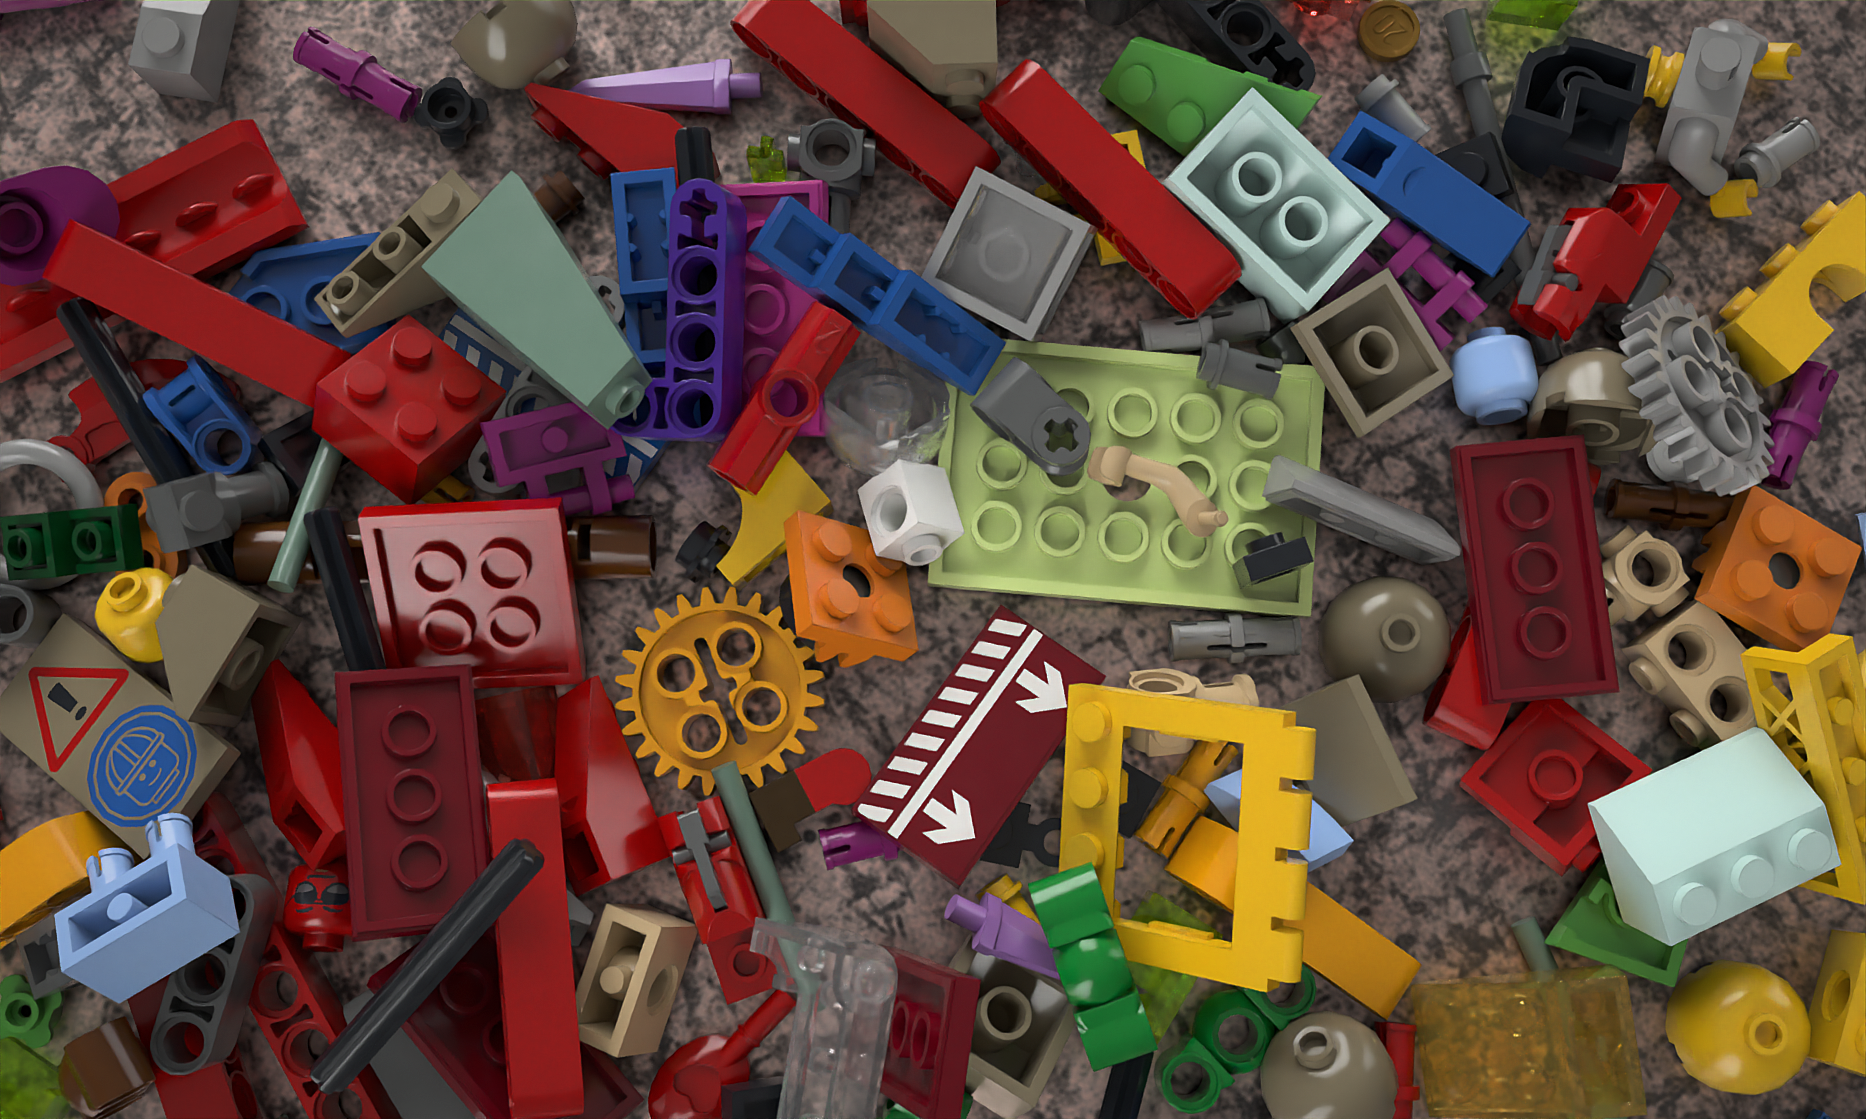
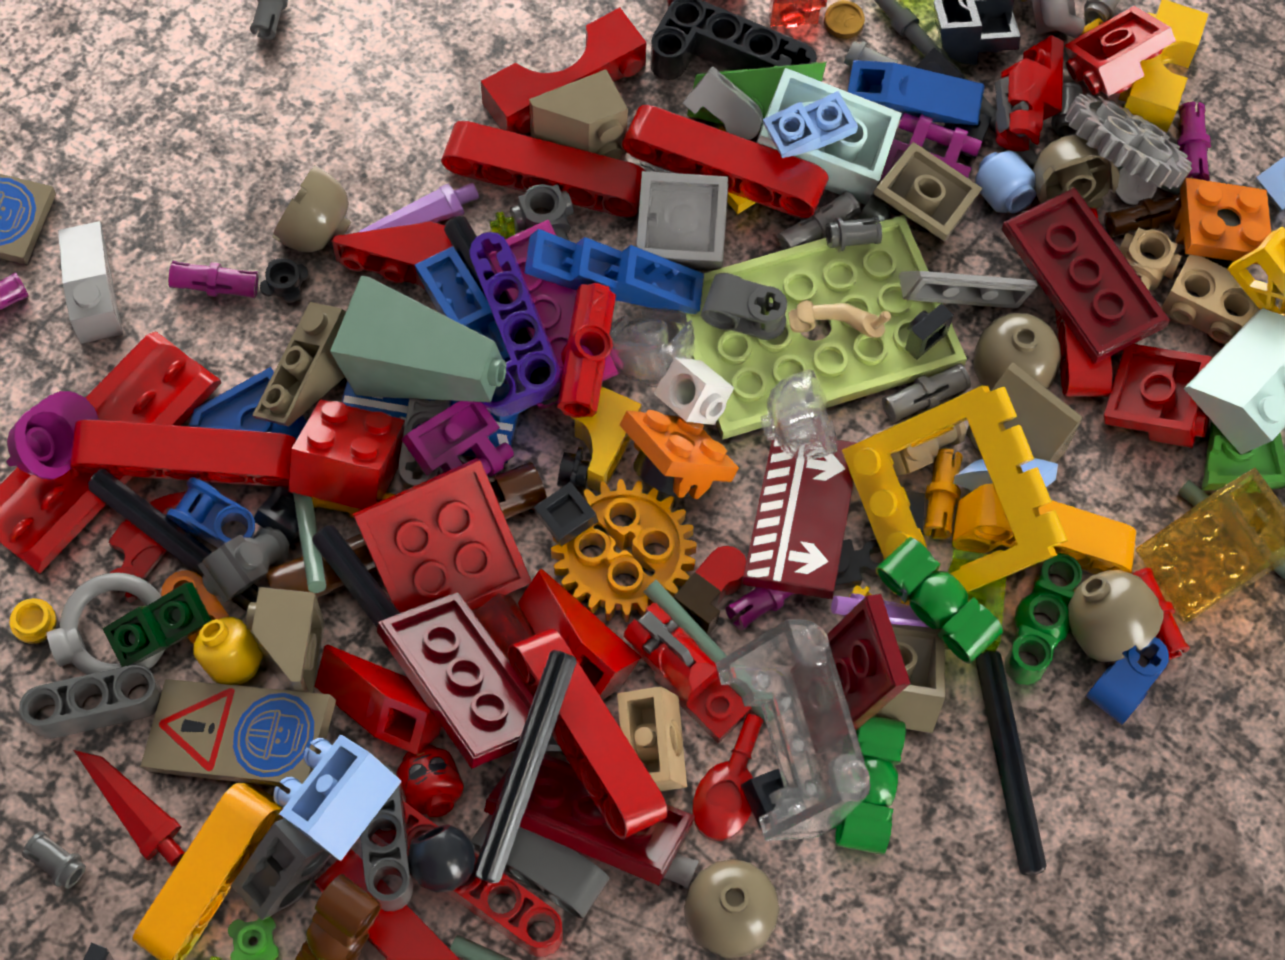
camera: 25 degrees left, 15 degrees down
(270, 1037) = (441, 858): none -> black piece
(655, 619) = (566, 514): none -> black plate
(1032, 616) = (800, 417): none -> clear cylinder
(1151, 105) = (727, 103): none -> light grey leg
(1243, 193) = (810, 127): none -> light blue slope
(1749, 242) = (1112, 52): none -> plate

